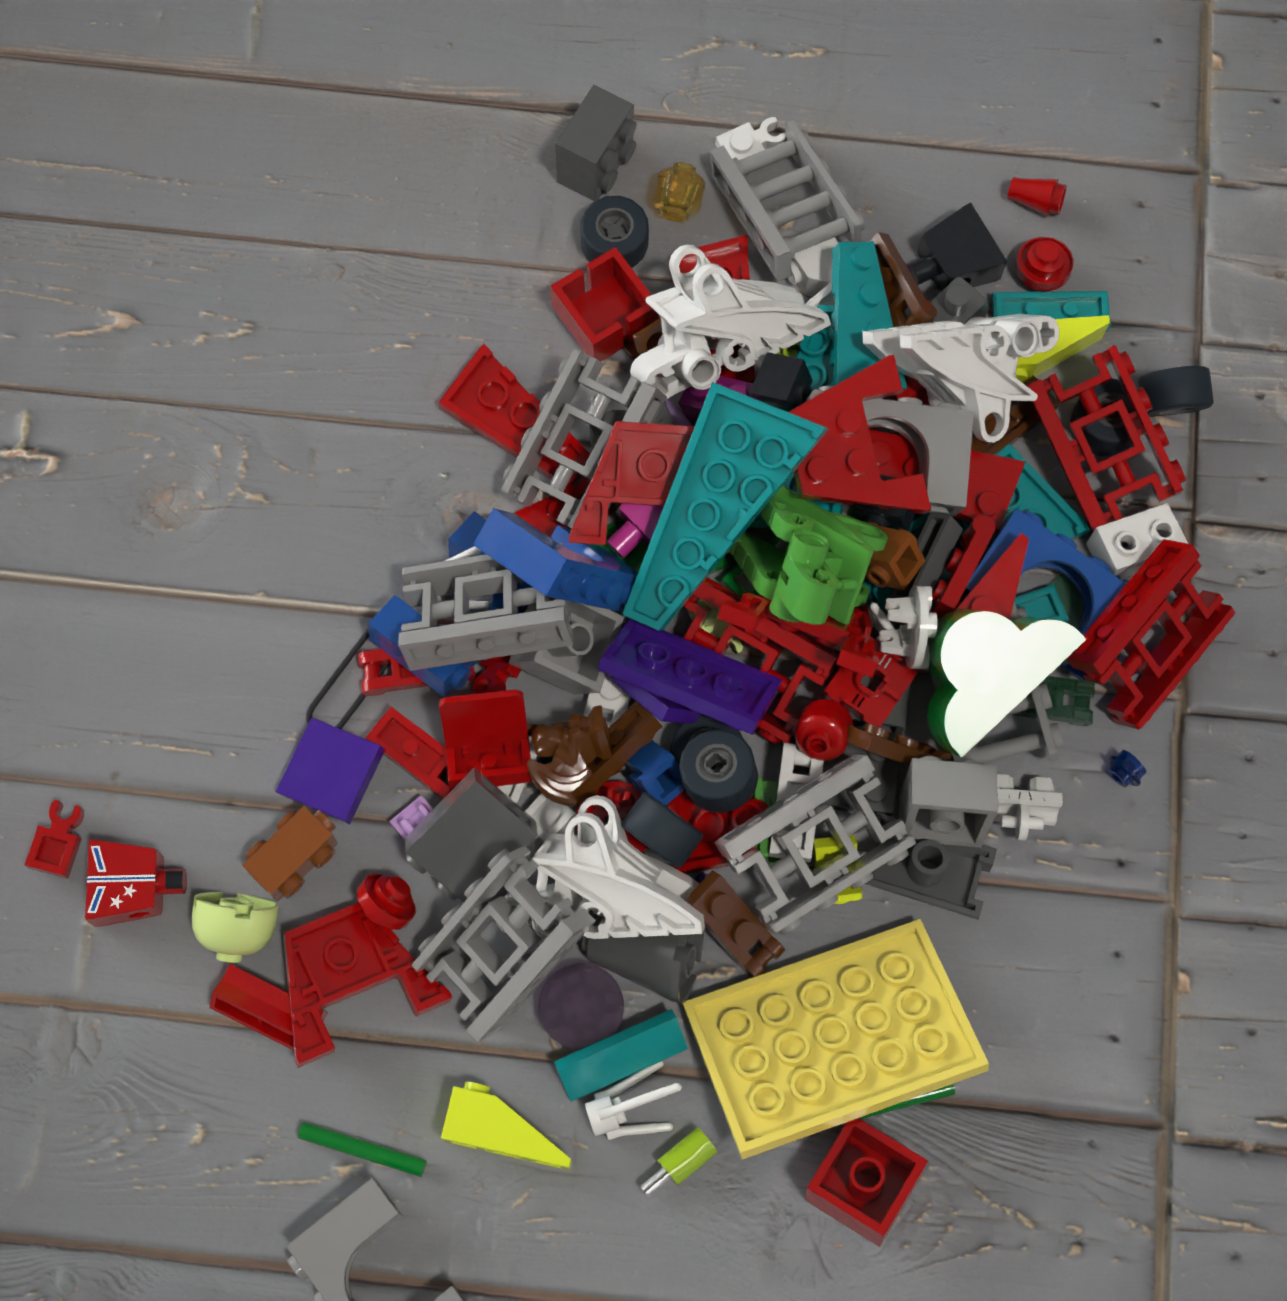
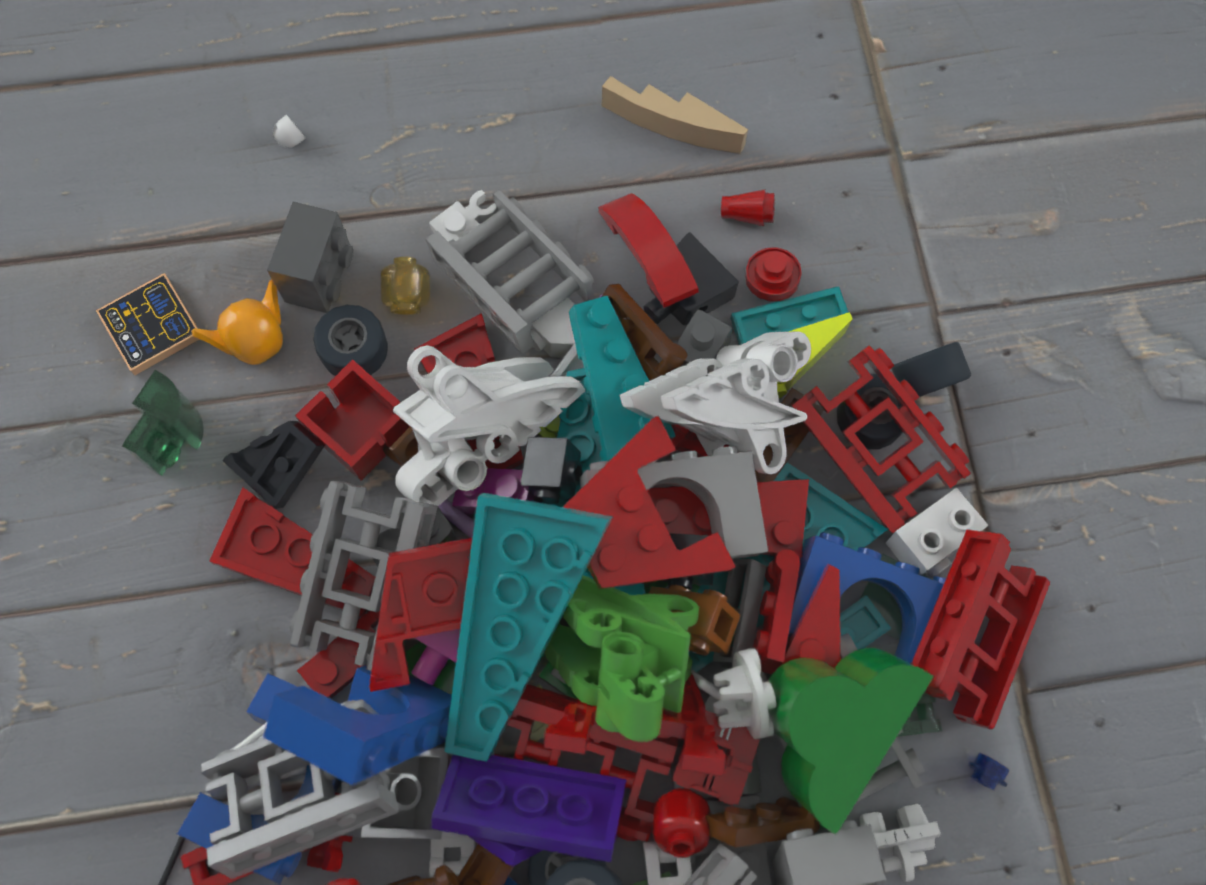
camera: 15 degrees left, 0 degrees up
(424, 172) = (148, 324): none -> black tile
(425, 268) = (164, 426): none -> clear green brick
(519, 198) = (248, 329): none -> light orange piece
(521, 327) = (277, 462): none -> black wing
(596, 18) = (287, 133): none -> white hinge
(929, 208) = (652, 247): none -> red slope
(995, 94) = (684, 121): none -> tan slope

